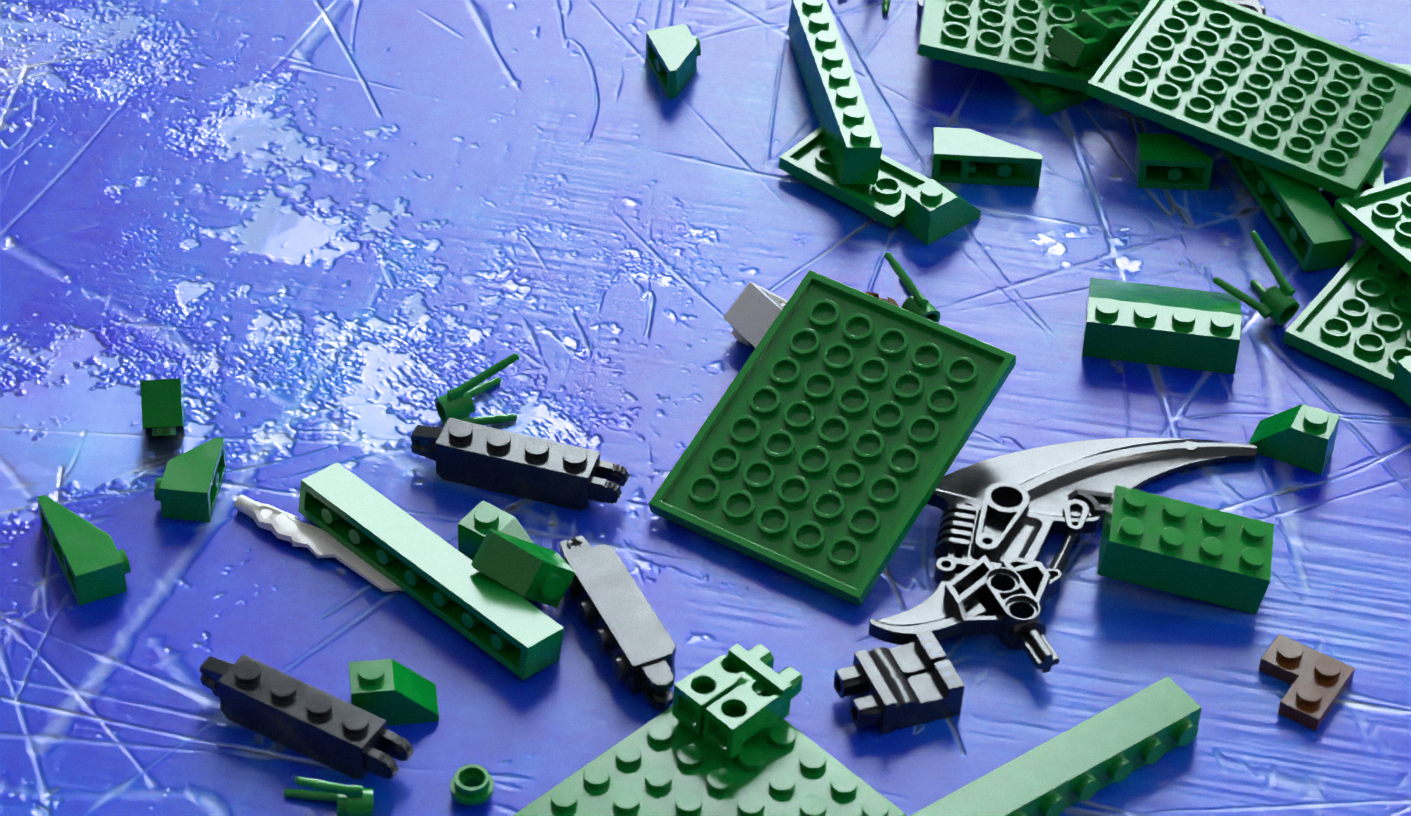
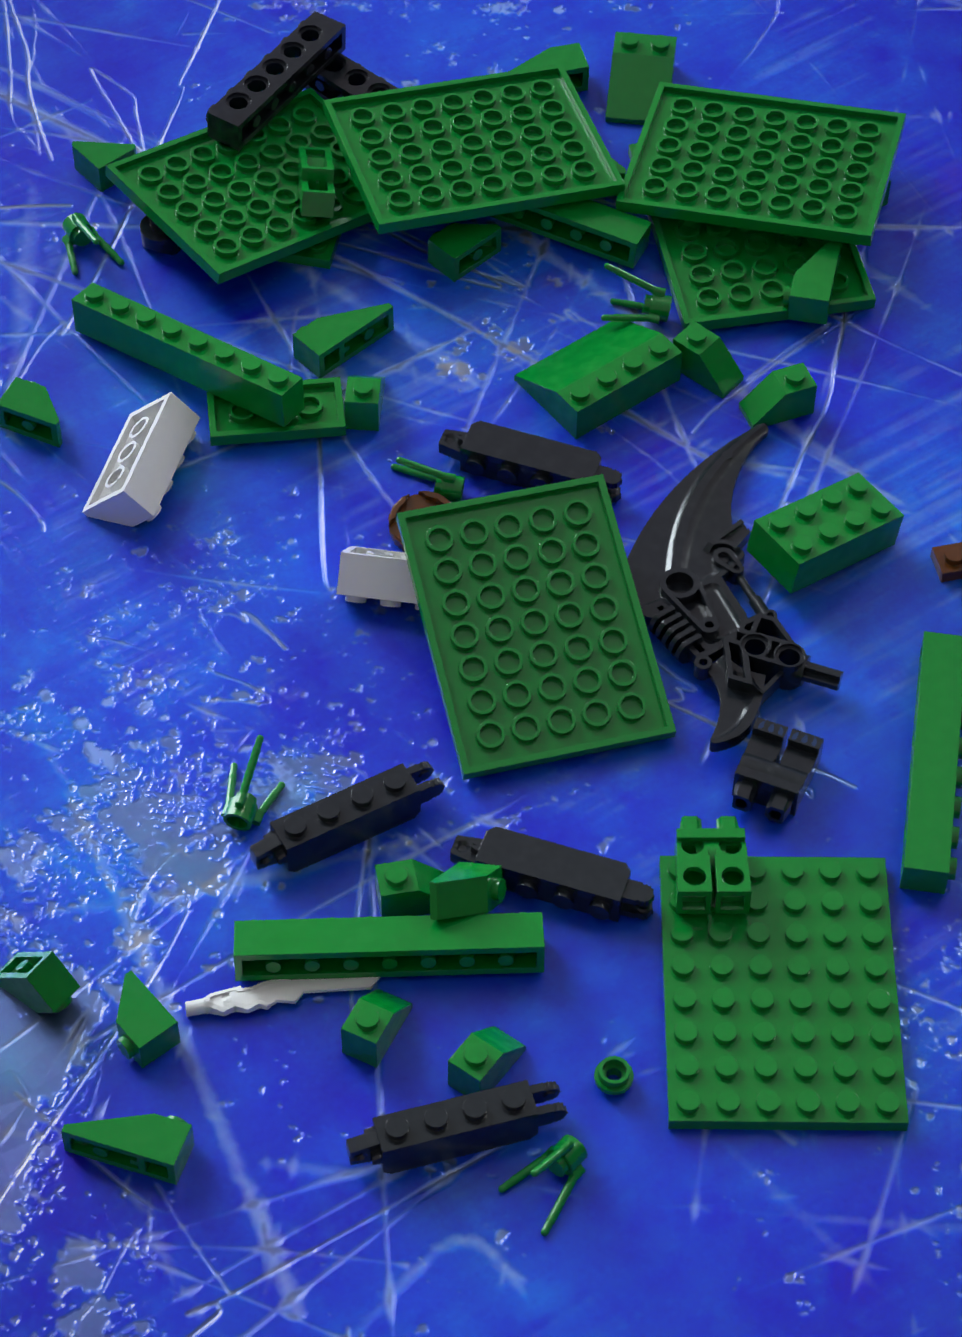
camera: 45 degrees left, 10 degrees up
(347, 609) = (373, 1026): none -> green slope
(707, 142) = (143, 462): none -> white slope
(999, 319) = (523, 458): none -> black hinge
(1267, 367) = (707, 360): none -> green slope

